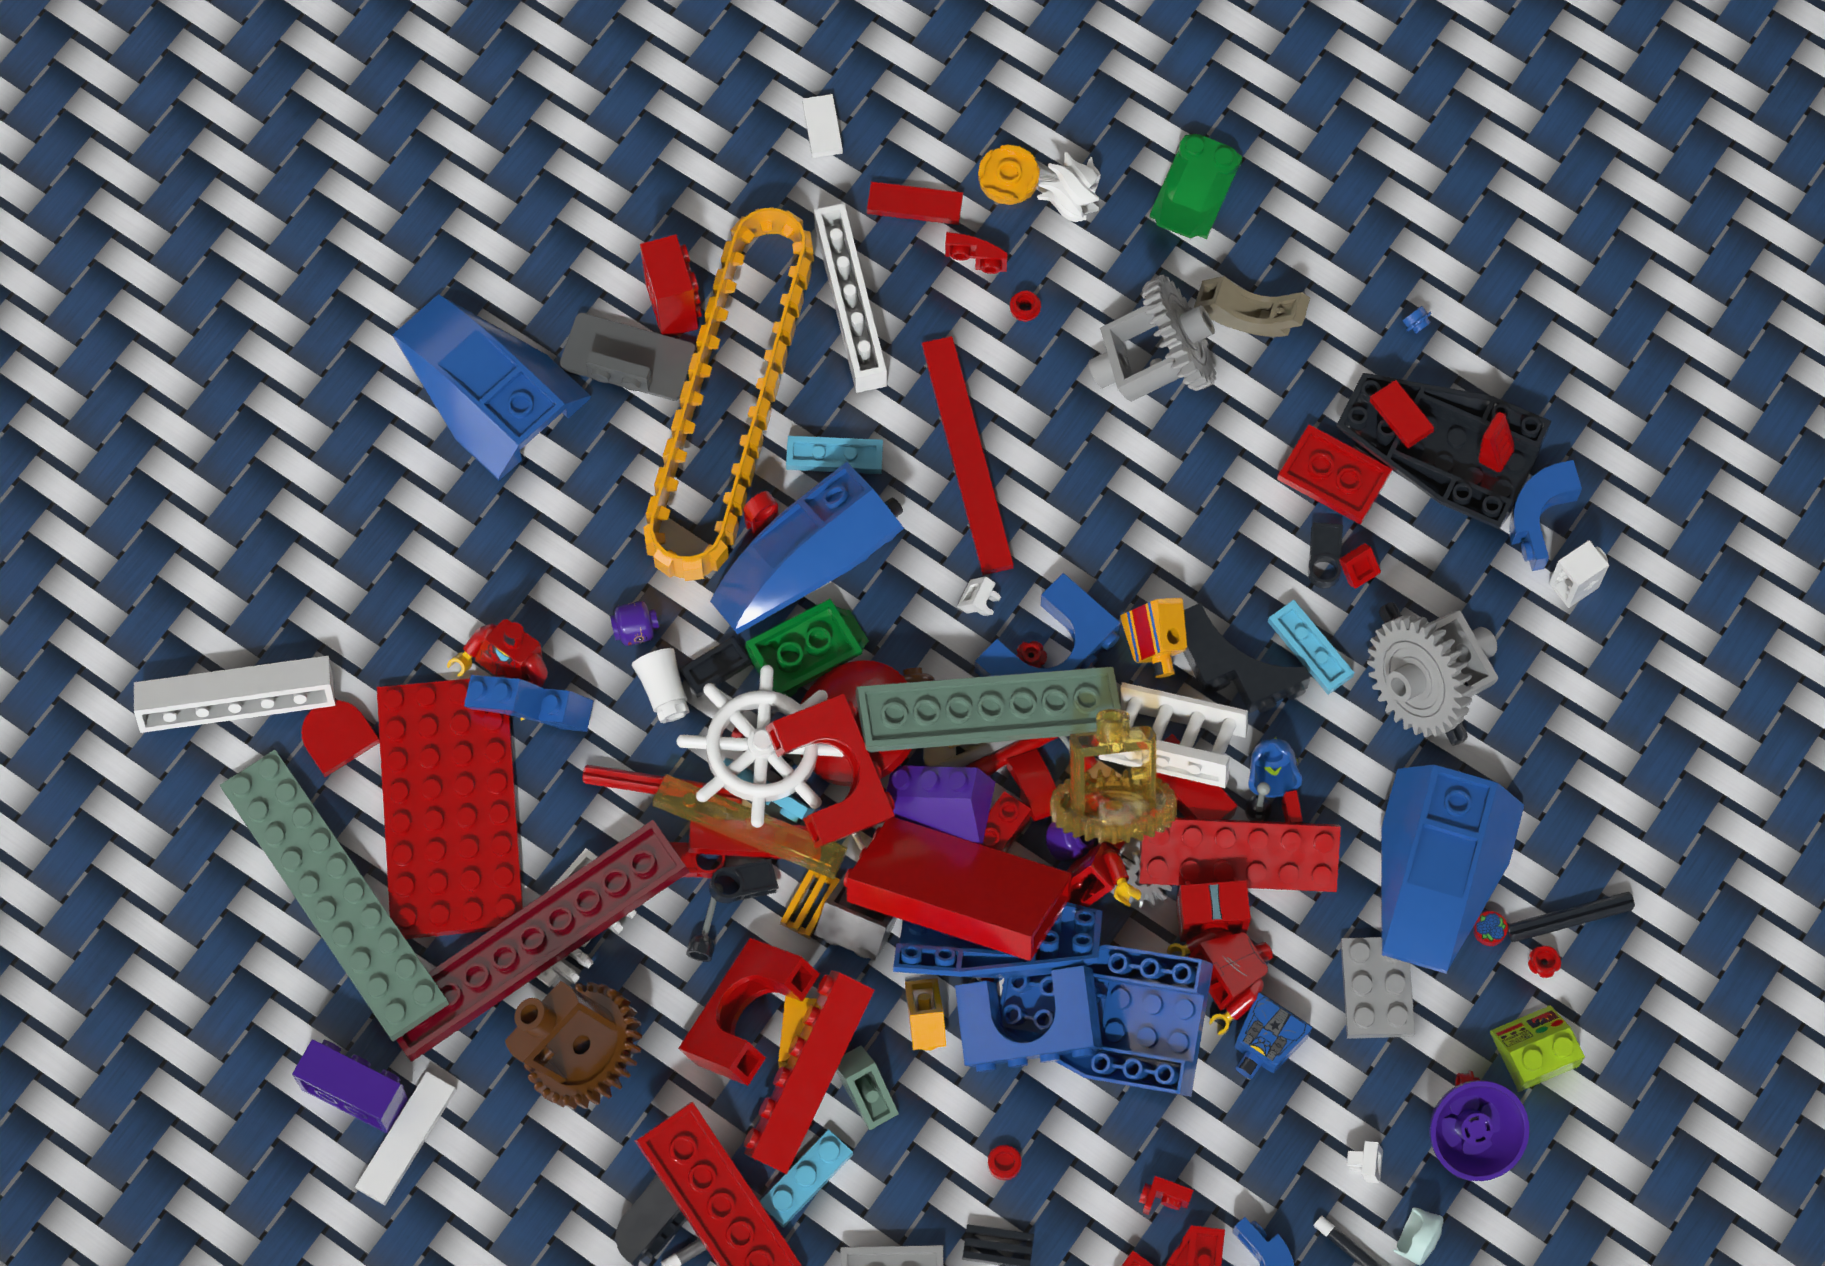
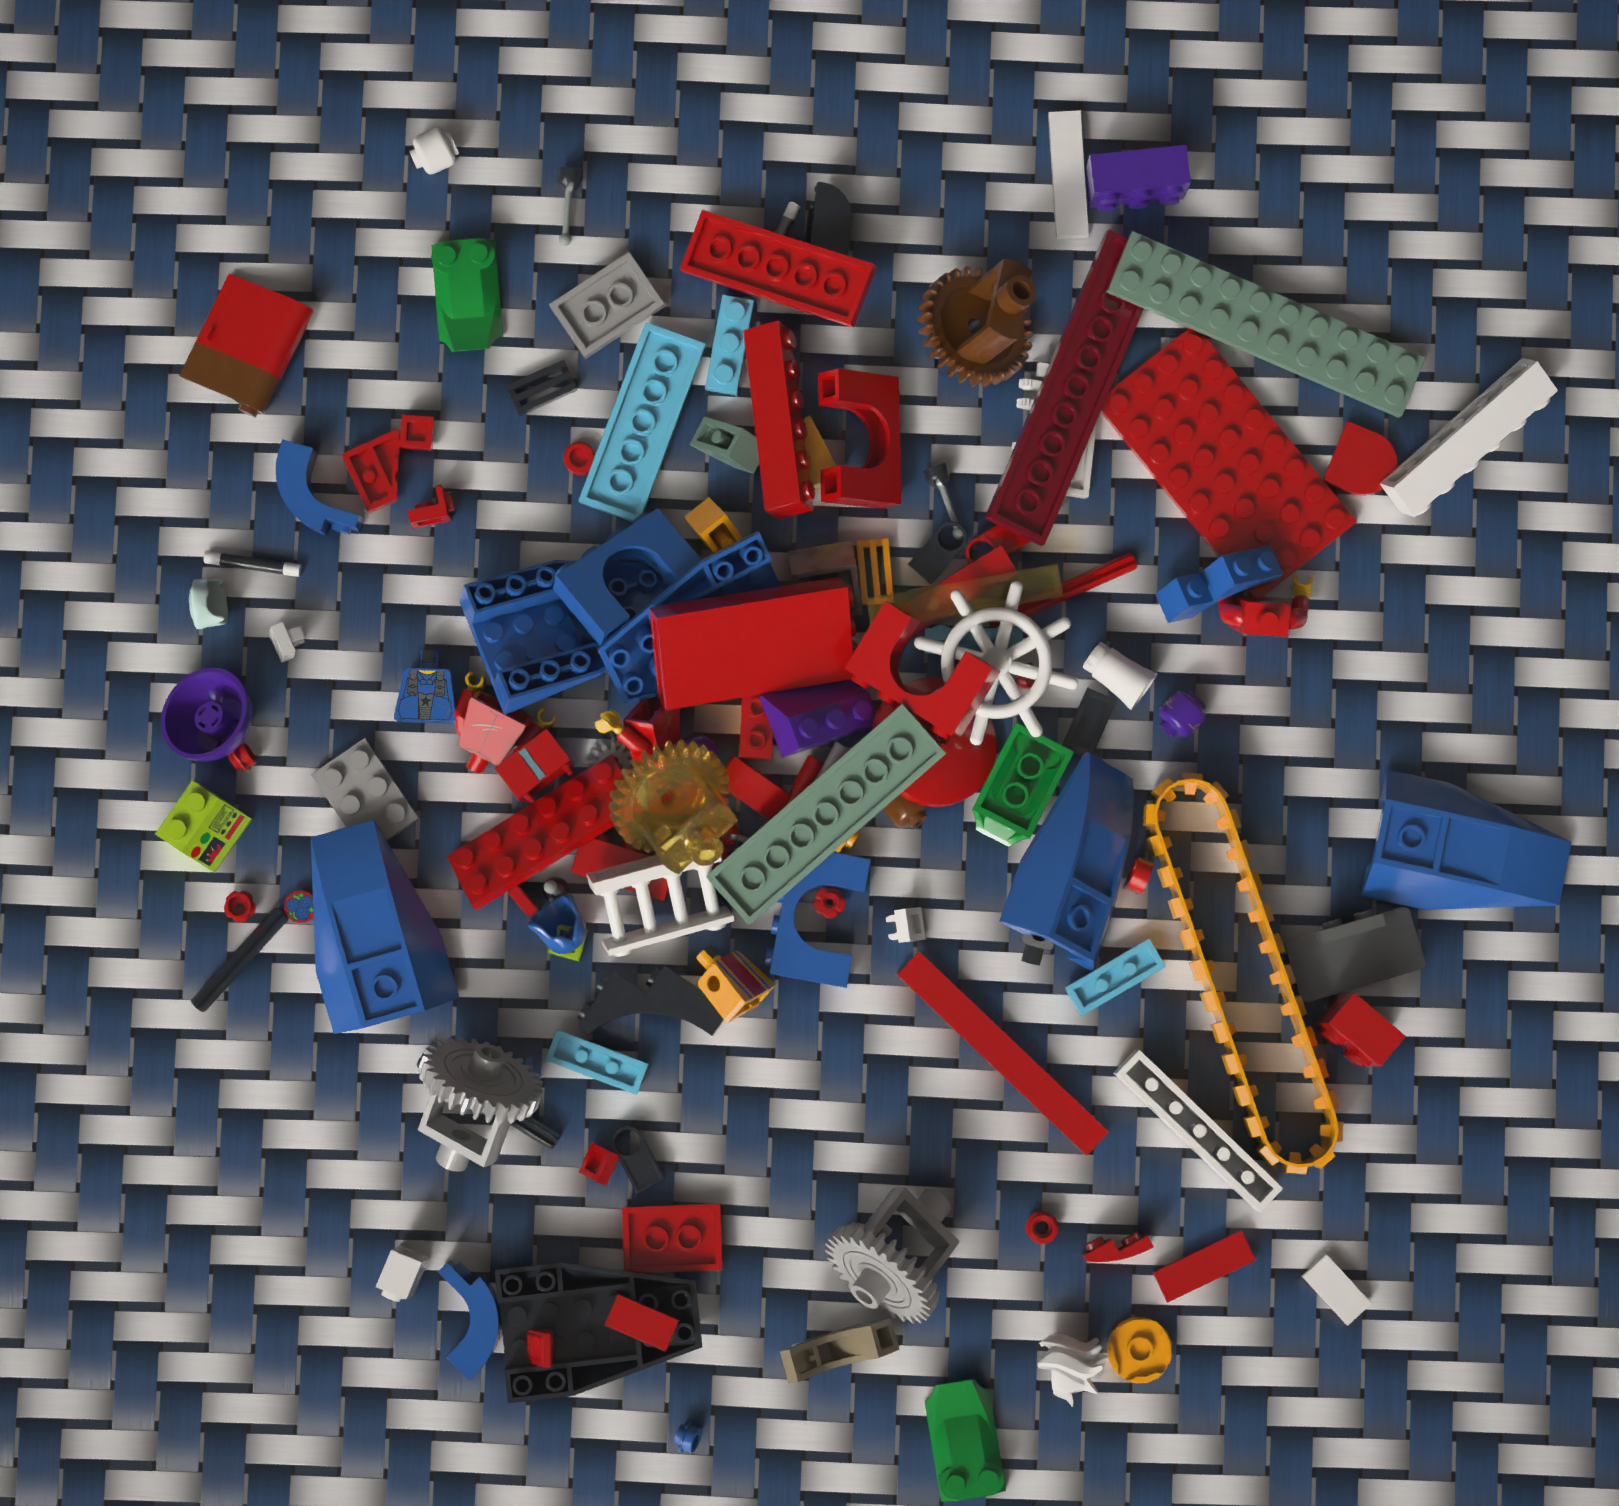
camera: 150 degrees right, 15 degrees up
(928, 1156) = (642, 422): none -> medium azure plate

